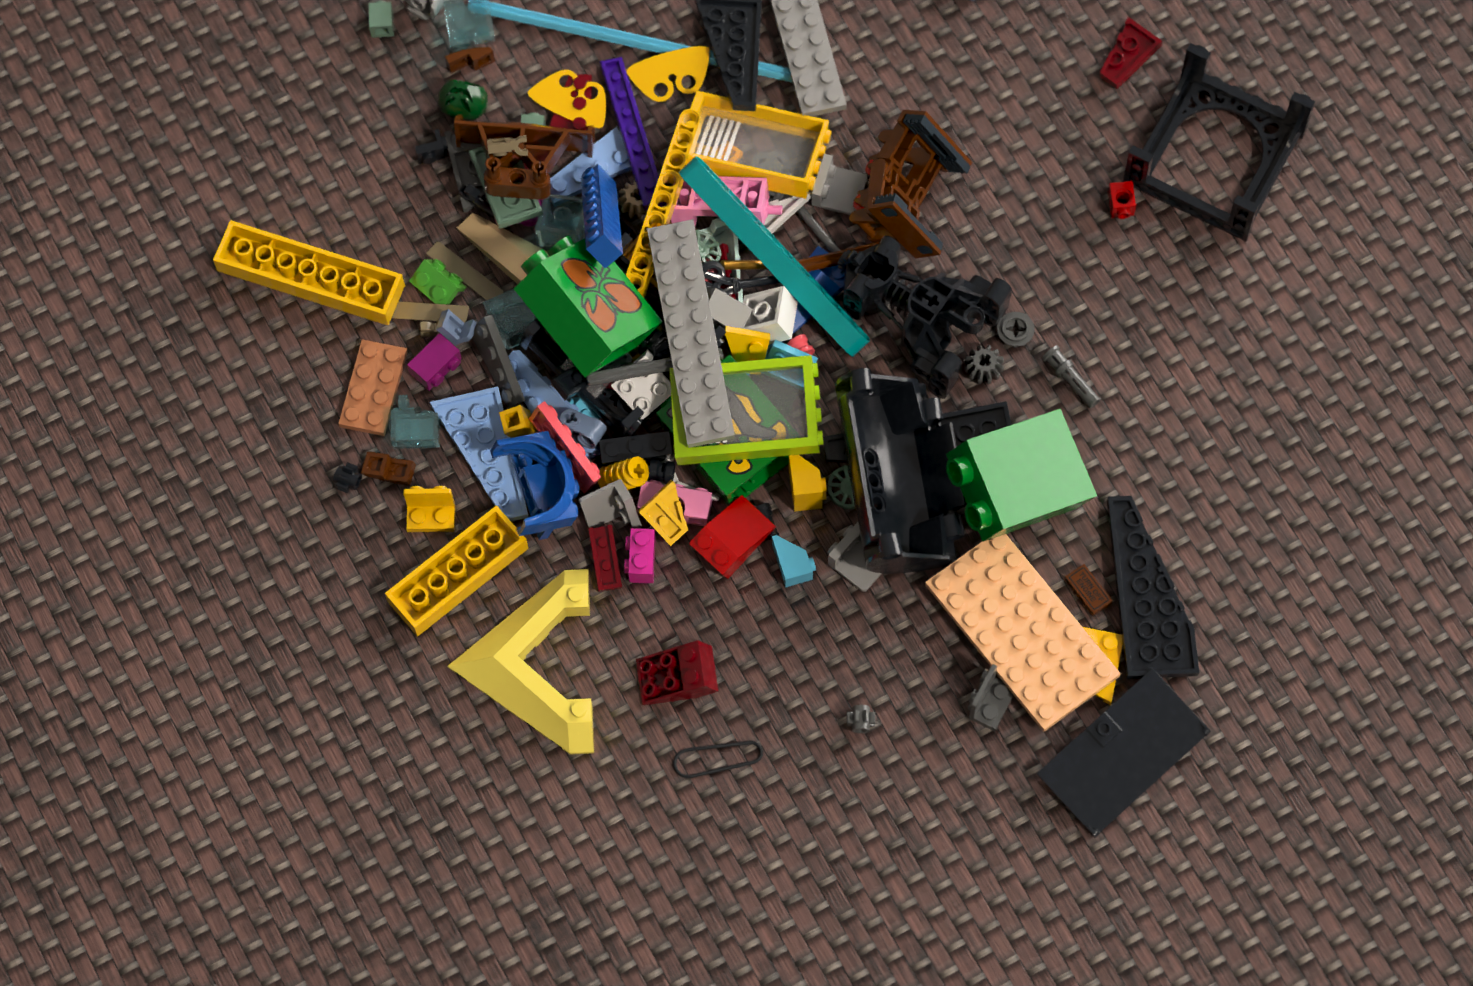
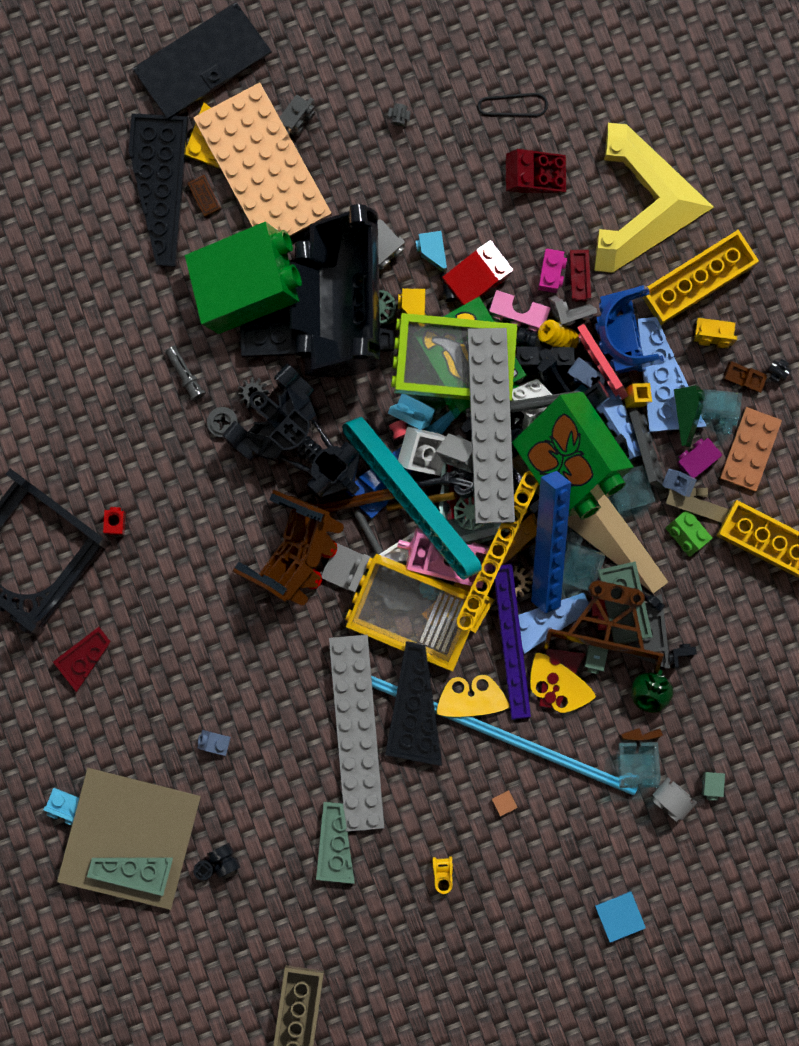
camera: 175 degrees left, 15 degrees up
(454, 413) = (689, 408): none -> dark green slope
(467, 273) = (665, 542): dark tan sticker -> none
(501, 146) = (625, 620): dark tan plate -> none
(665, 513) = (529, 295): yellow wing -> none
(747, 344) = (443, 422): yellow wing -> none

